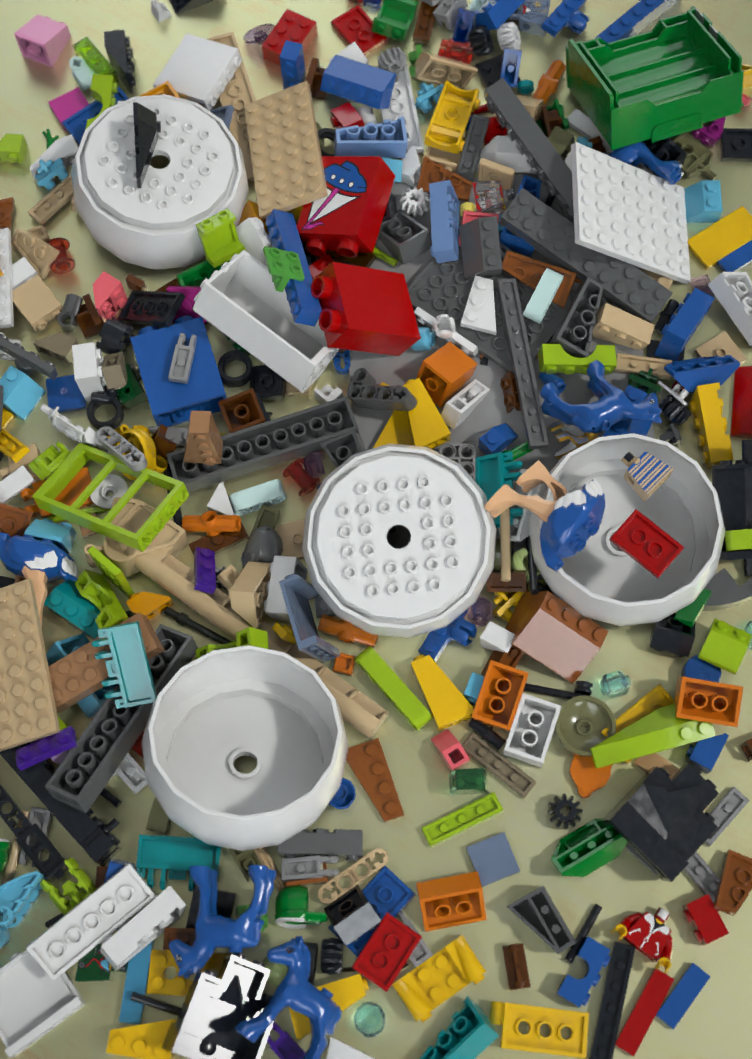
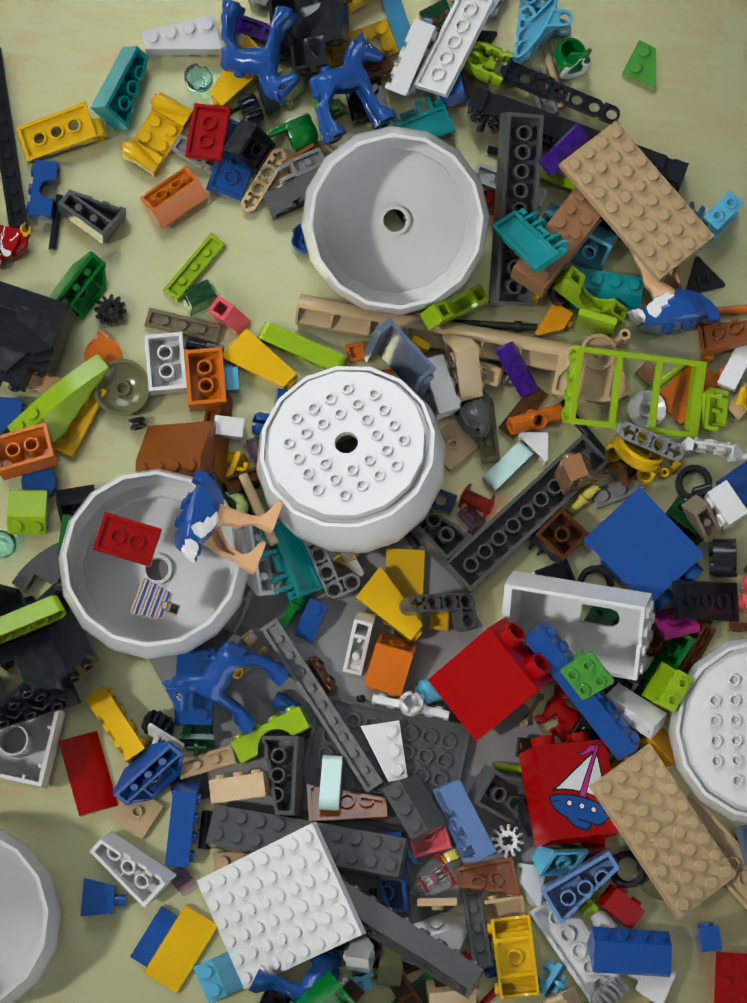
camera: 155 degrees right, 10 degrees up
(61, 534) = (675, 342): medium azure slope -> none
(154, 1003) = (372, 14): black bar -> none
(182, 360) = (639, 550): light grey hinge -> none
(314, 79) = (681, 949): reddish brown panel -> none
(327, 394) = (492, 596): white panel -> none
(374, 775) = (284, 269): dark orange wing -> none
(493, 859) = (154, 246): sand blue tile -> none
(516, 966) = (99, 171): reddish brown hinge -> none
(551, 691) = (160, 410): black bar -> none
(615, 684) = (110, 437): clear light blue head -> none
(672, 435) = (150, 702): dark grey brick -> none

